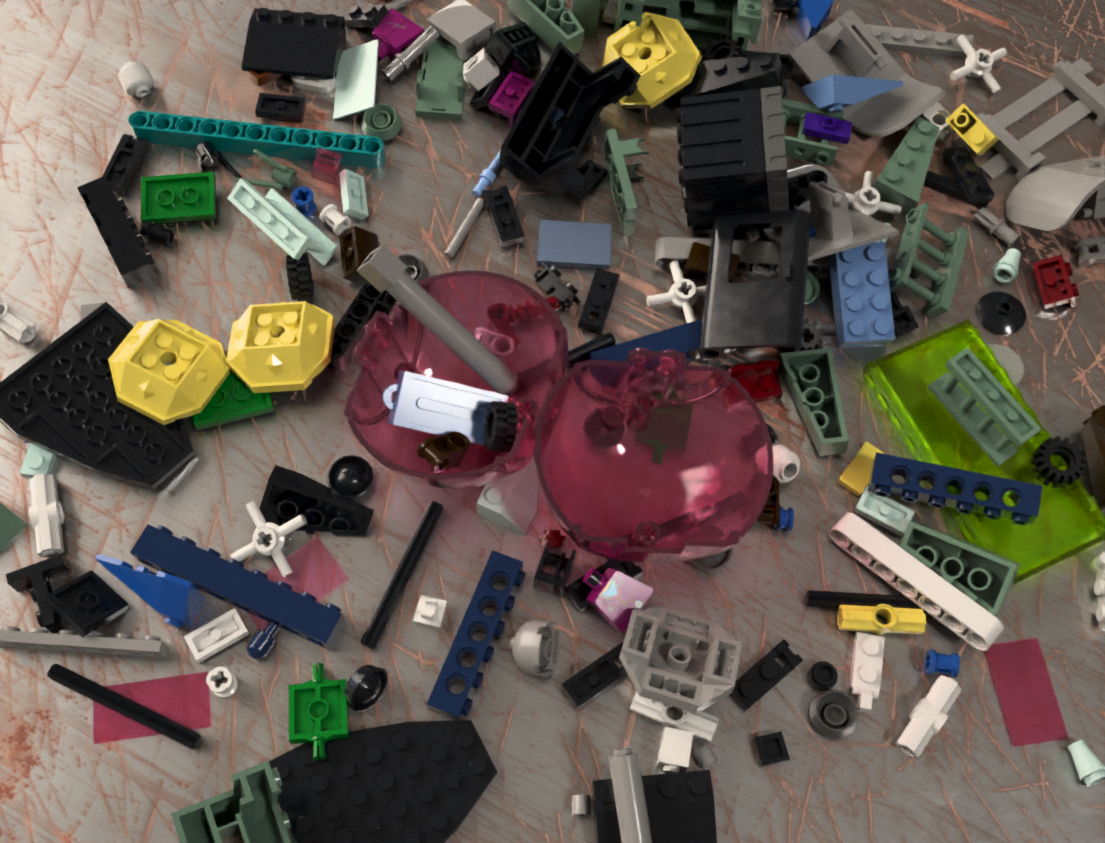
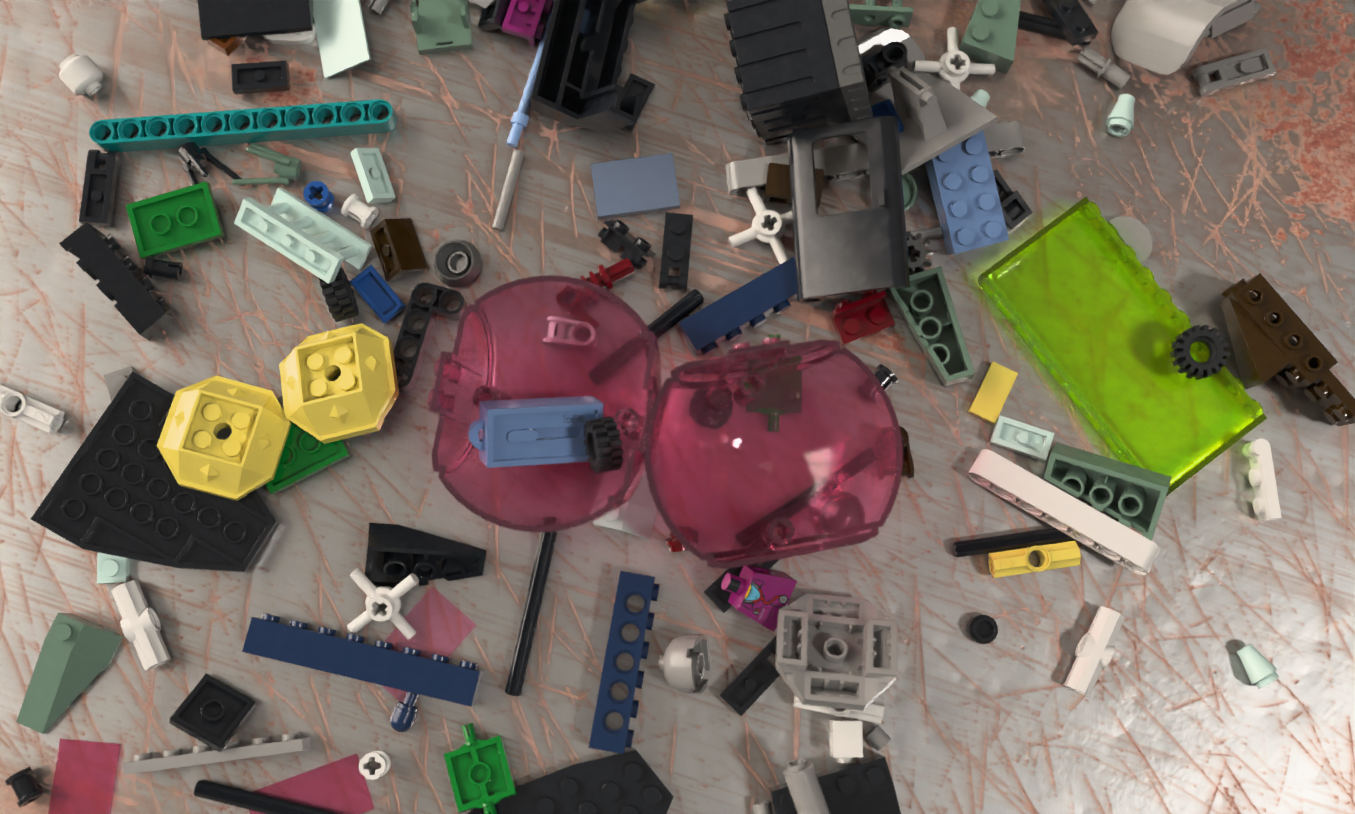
camera: 10 degrees left, 15 degrees up
(38, 580) = (161, 705): black bracket -> none
(166, 594) = (289, 688): blue wedge -> none
(216, 635) = (355, 716): white plate -> none
(326, 165) = (333, 147): clear pink brick -> none
(333, 286) = (377, 294): none -> blue tile
(350, 476) = (449, 517): black hat -> none
(365, 687) = (522, 741): black hat -> none
(381, 122) = (382, 74): sand green hat -> none
(388, 273) = (446, 307): light grey brick -> none
(430, 612) = (569, 645): white tile -> none
(444, 451) = (549, 483): dark brown piece -> none
(504, 216) = (549, 167): black plate -> none
(554, 580) = (684, 589): black piece -> none
(621, 175) = (669, 80): sand green piece -> none
(764, 675) = (924, 640): black plate -> none
(771, 749) = (941, 715): black tile -> none
(785, 463) = (909, 408): white head -> none
(786, 519) = (921, 468): blue bush -> none
(834, 714) = (999, 666): dark grey hat -> none
(866, 669) = (1026, 613): white hinge -> none
(942, 663) = (1101, 593): blue bush -> none
(948, 262) = (1055, 126): sand green fence -> none
(993, 398) = (1114, 312): sand green fence -> none
(995, 319) = (1113, 183): black dish -> none
(1024, 495) = (1169, 404): dark blue brick -> none
(1025, 692) = (1189, 603): clear pink piece -> none
(1054, 282) = (1175, 126): dark red bracket -> none

